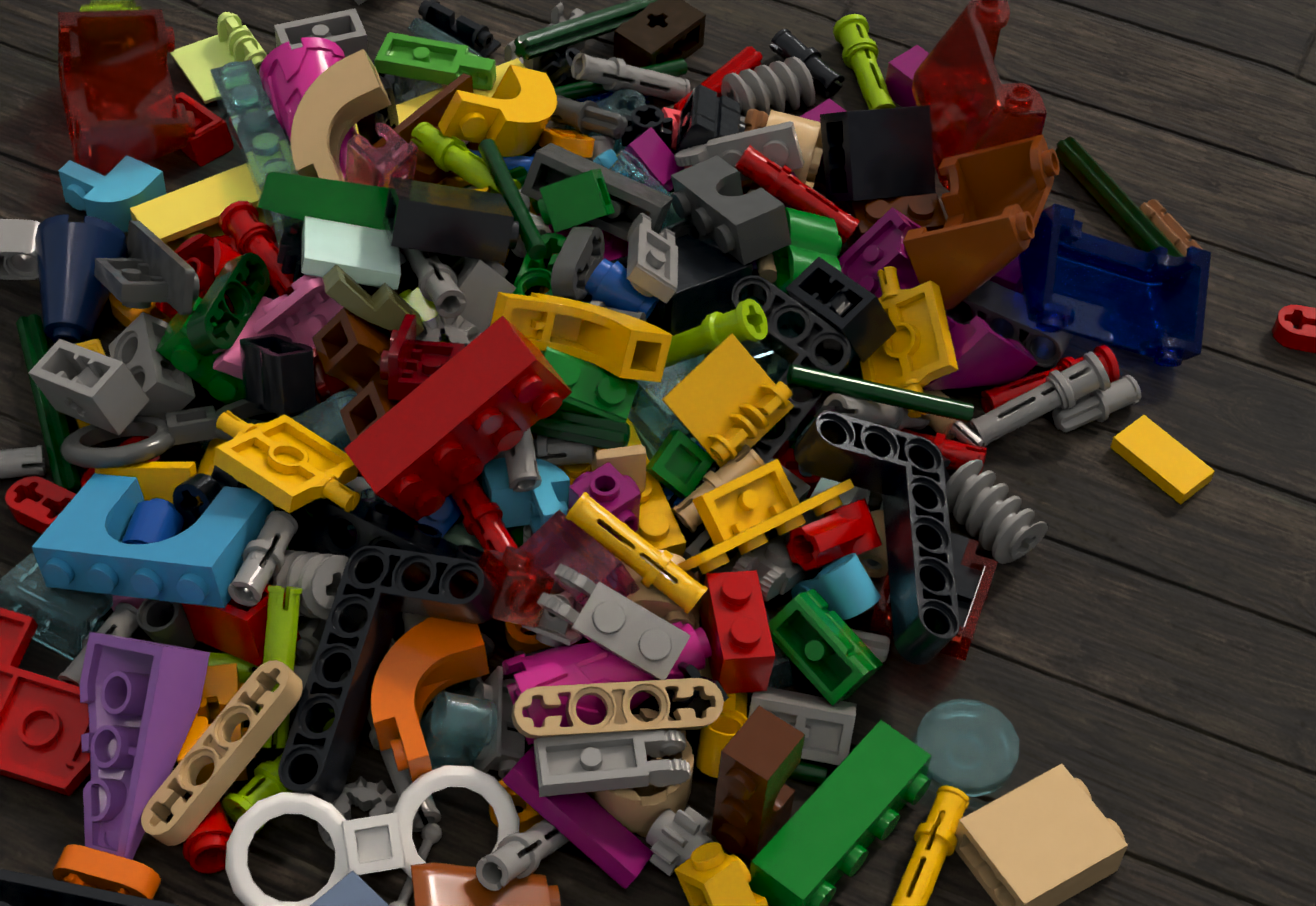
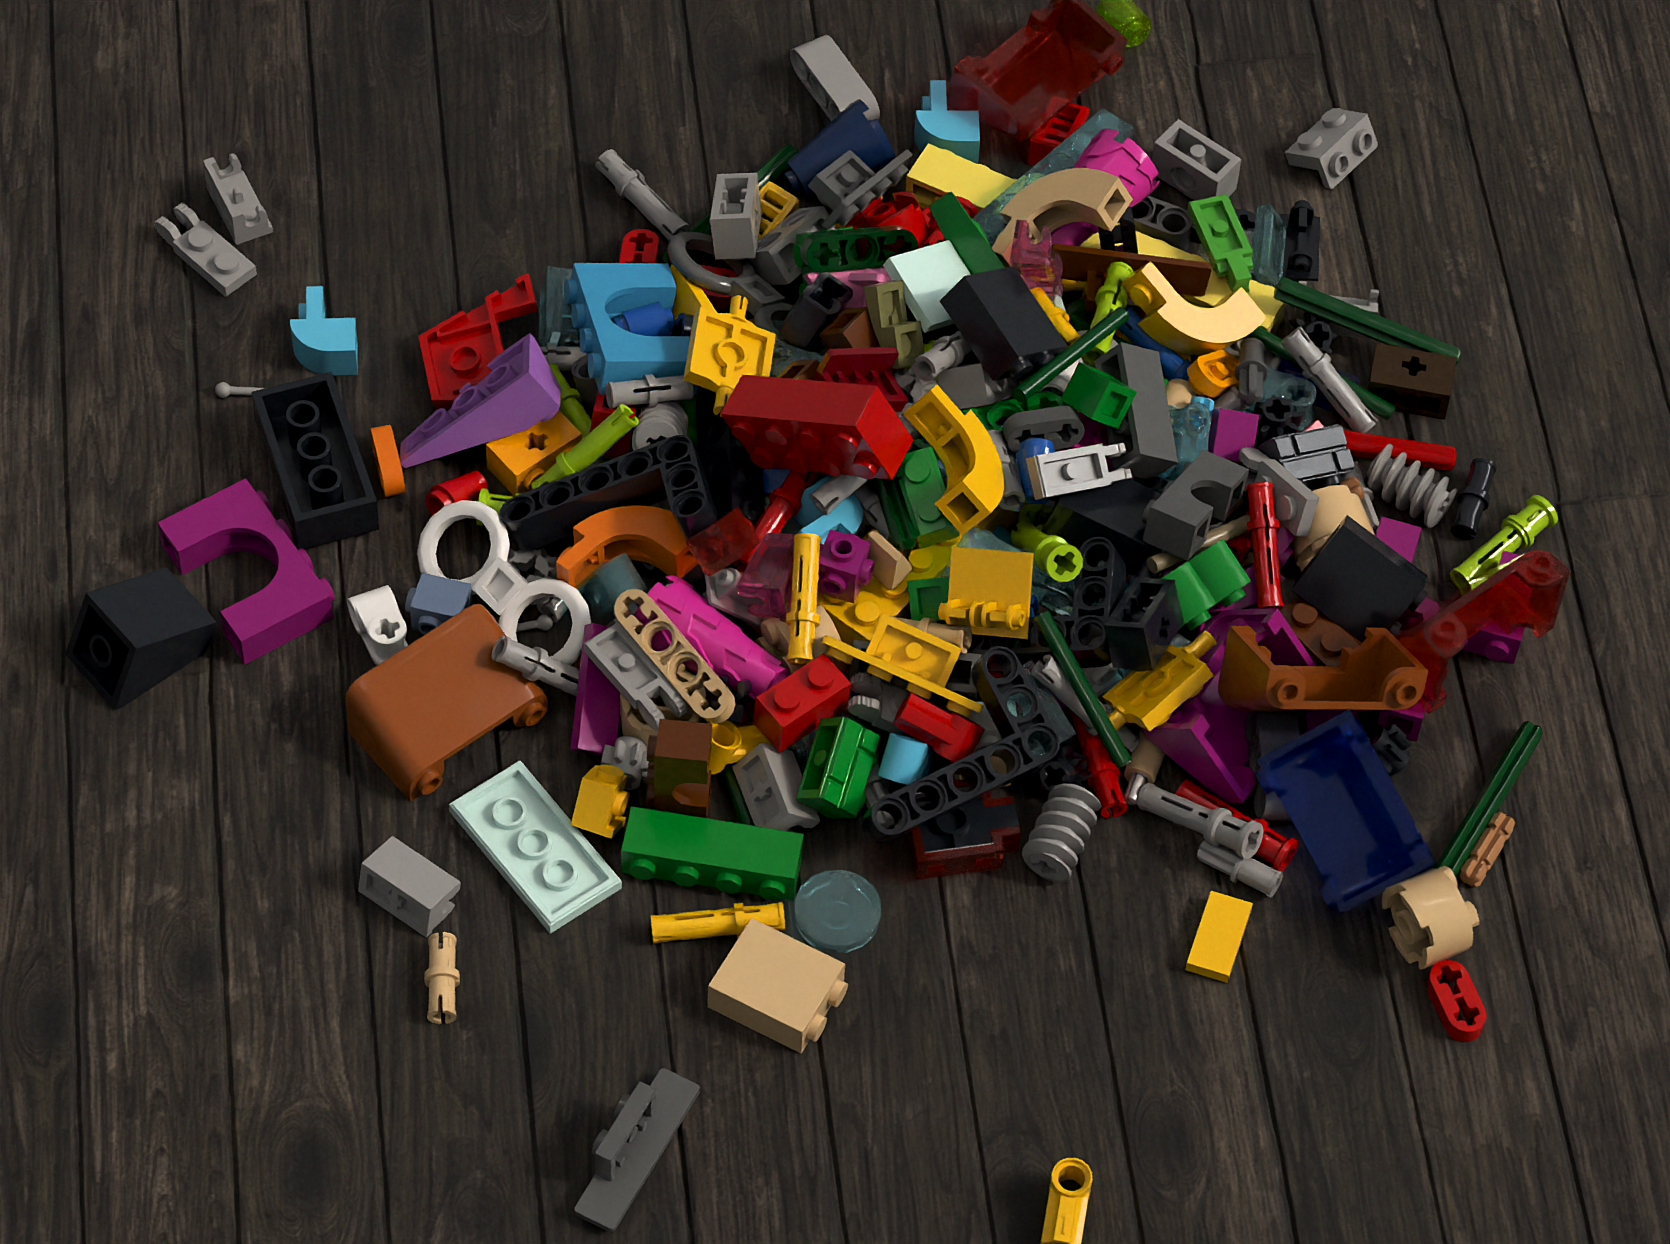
camera: 60 degrees right, 5 degrees up
(228, 756) = (500, 460): tan beam -> none
(230, 45) = (1149, 109): yellowish green hinge -> none
(619, 625) = (733, 616): light grey hinge -> none
(1247, 294) = (1430, 917): none -> tan brick

